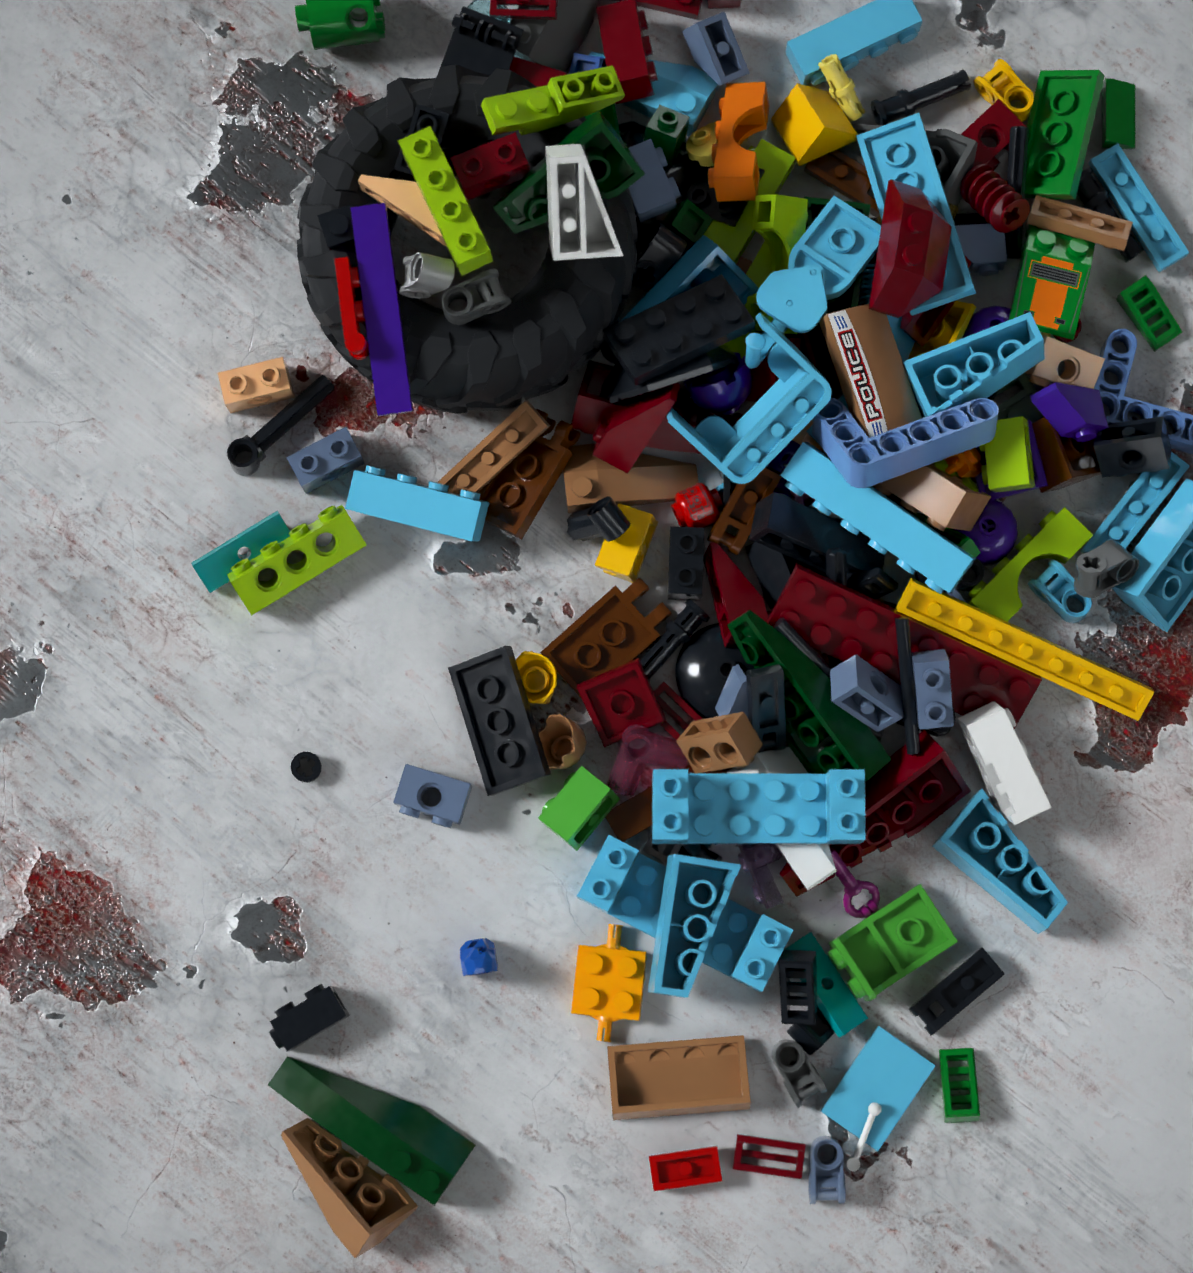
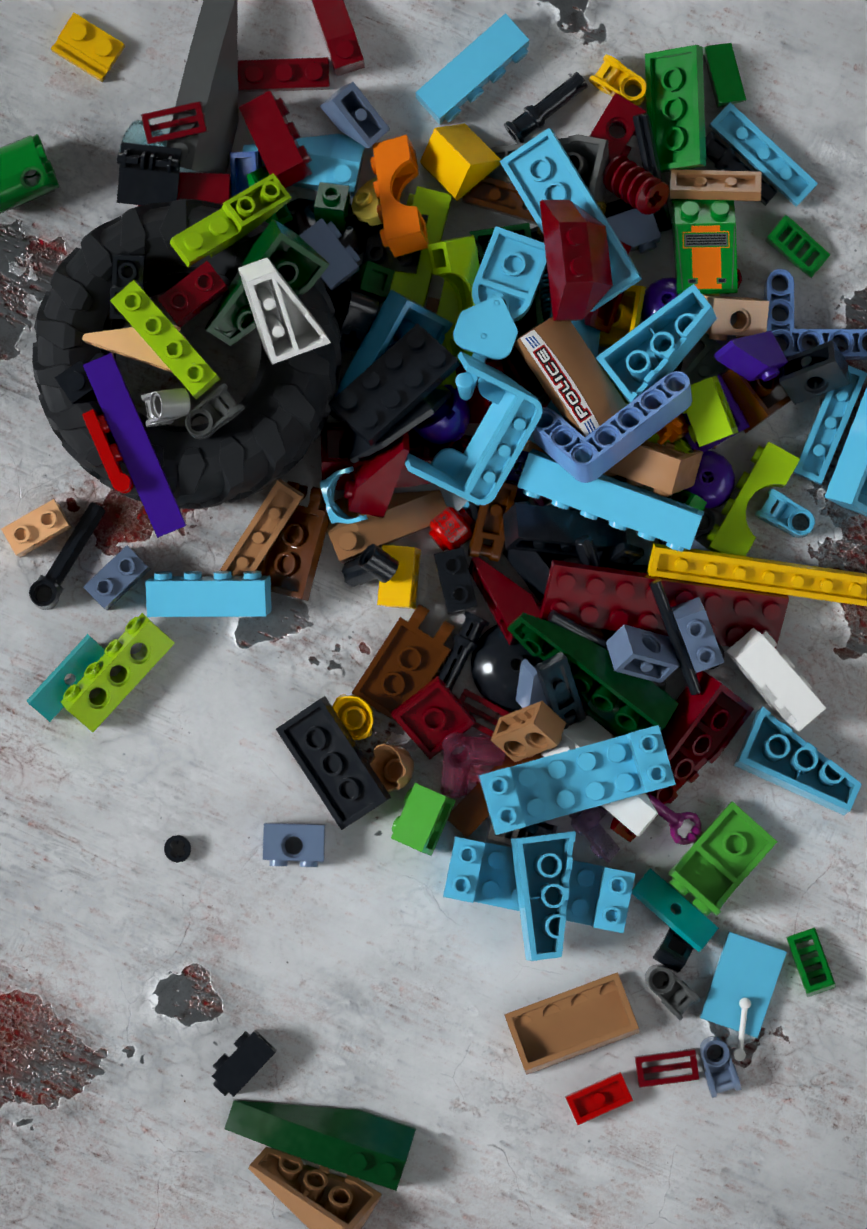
camera: 20 degrees left, 5 degrees up
(478, 957) = (373, 970): blue rock -> none
(576, 429) = (334, 512): none -> medium azure cap
(609, 982) = (490, 960): light orange plate -> none
(798, 965) = (647, 901): black slope -> none
(841, 87) = (475, 120): light yellow pin -> none
(957, 990) = (788, 883): black plate -> none
(1104, 569) = (816, 487): dark grey piece -> none

